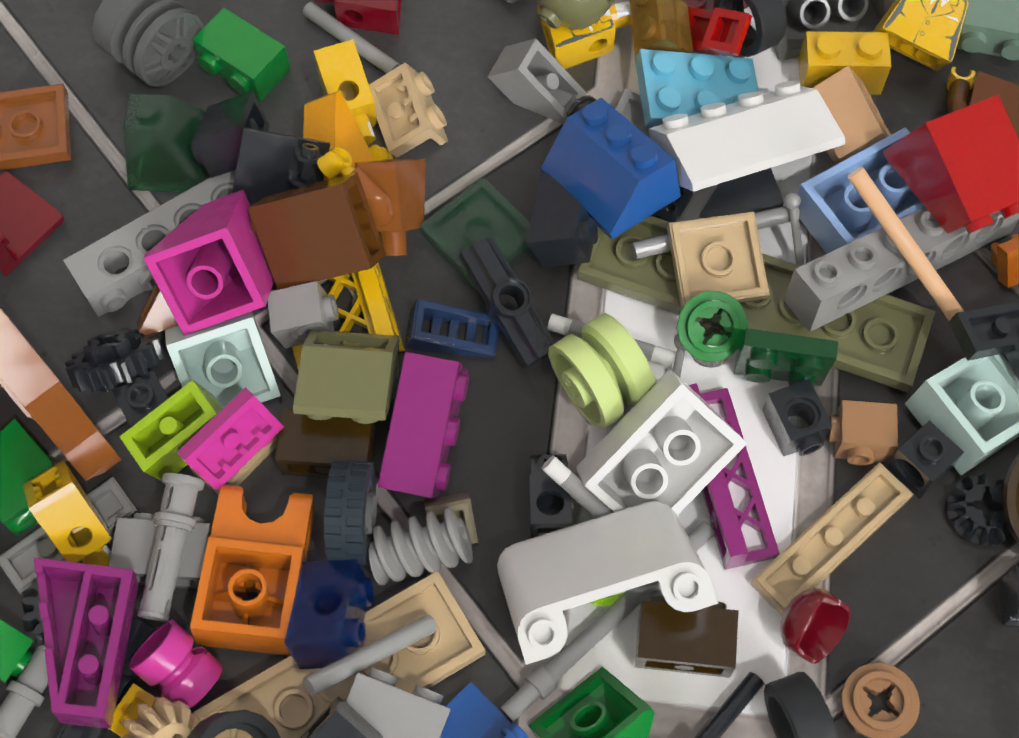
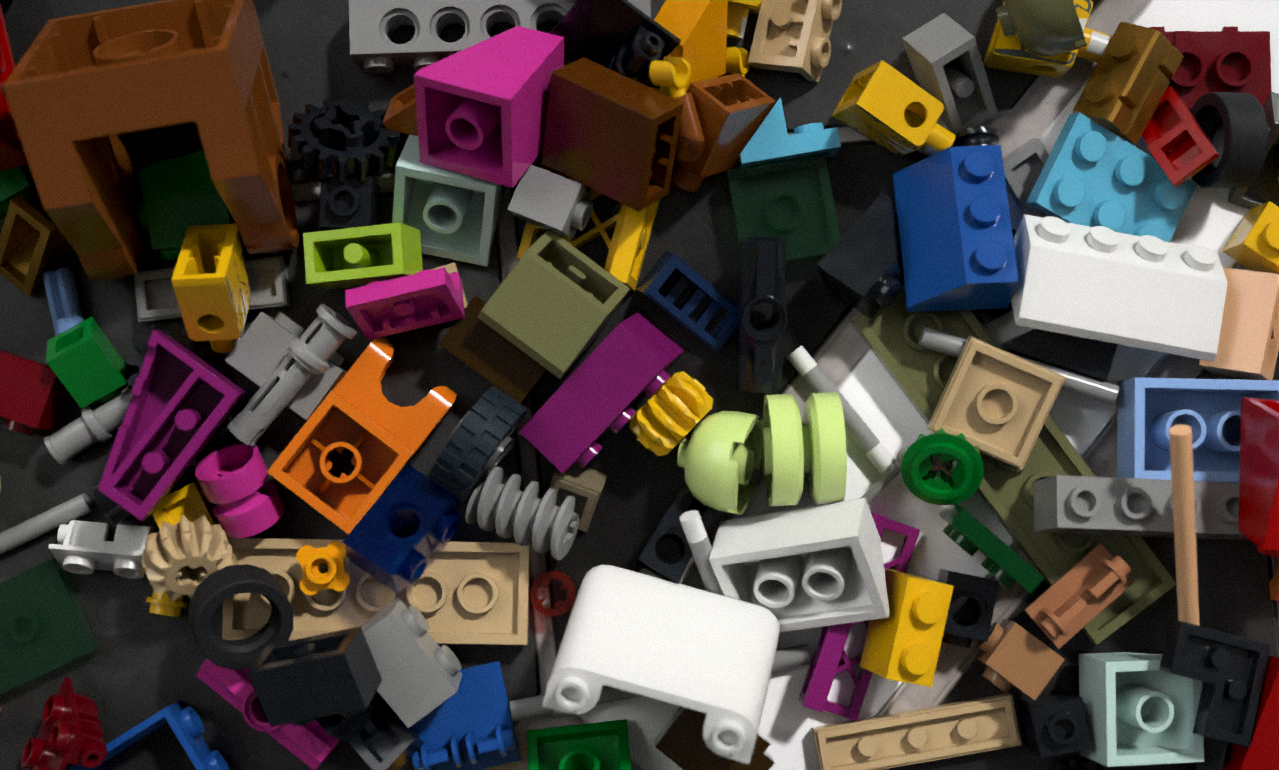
camera: 25 degrees right, 20 degrees up
(266, 684) = (333, 557): none -> light orange plate
(369, 655) = (415, 595): light grey bar -> none
(442, 188) = (774, 144): none -> medium azure slope
(486, 408) = (671, 413): none -> yellow gear
(494, 606) = (561, 605): none -> clear red bush
(511, 122) = (893, 112): none -> yellow torso
(546, 417) = (722, 460): none -> yellowish green cylinder
(772, 460) = (910, 639): none -> yellow brick
(792, 202) = (1113, 388): light grey hinge -> none
(874, 354) = (1080, 595): none -> nougat hinge

